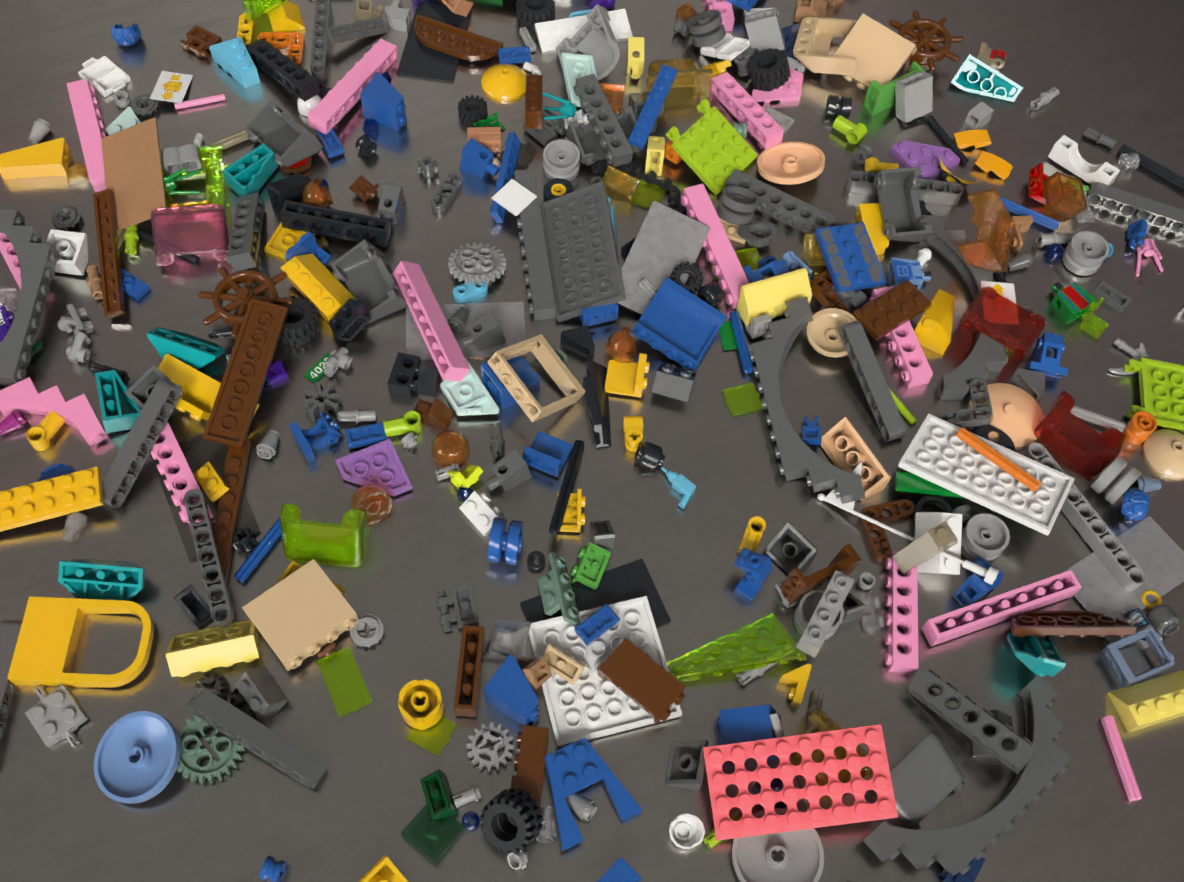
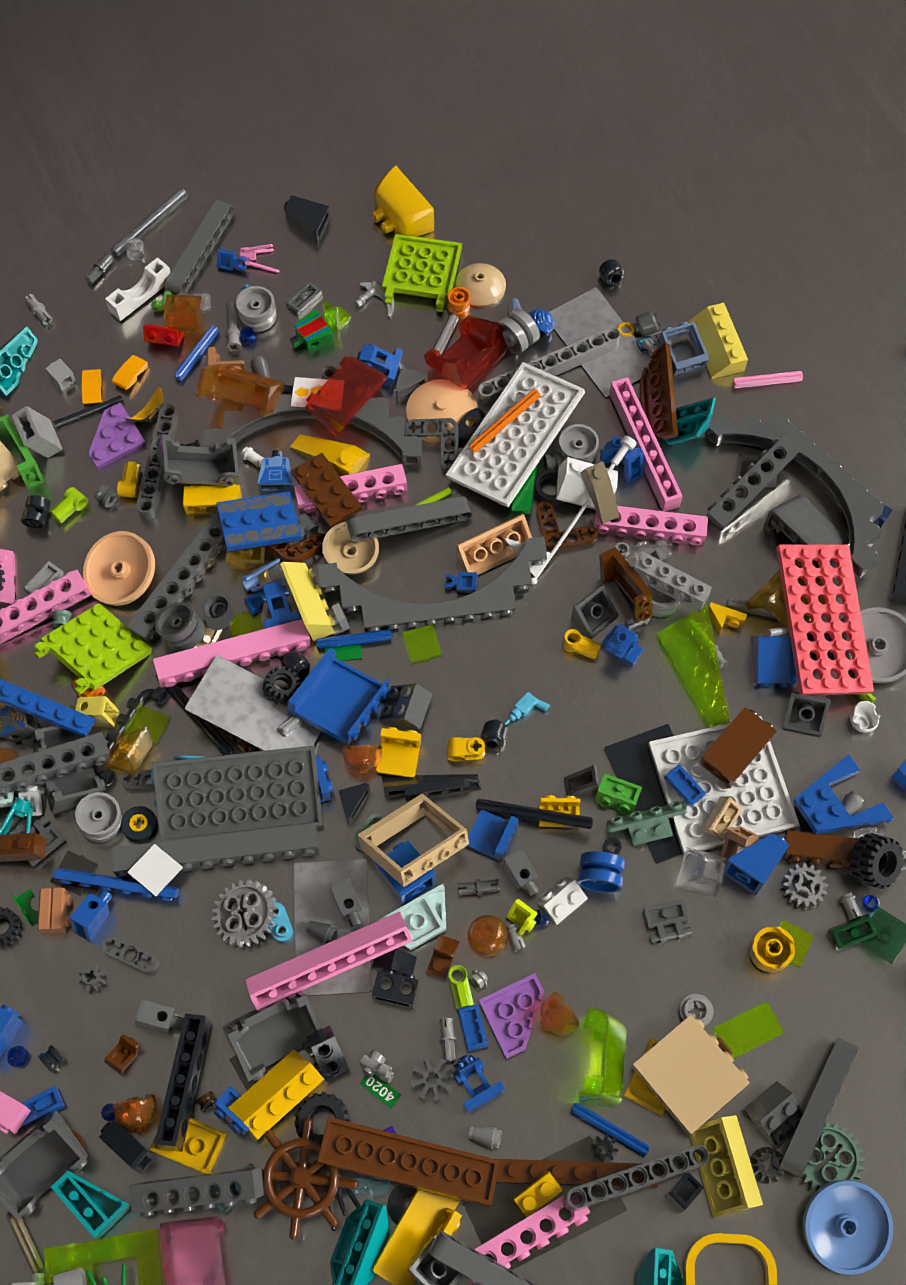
camera: 85 degrees left, 5 degrees up
(469, 671) = (736, 905): reddish brown brick -> none

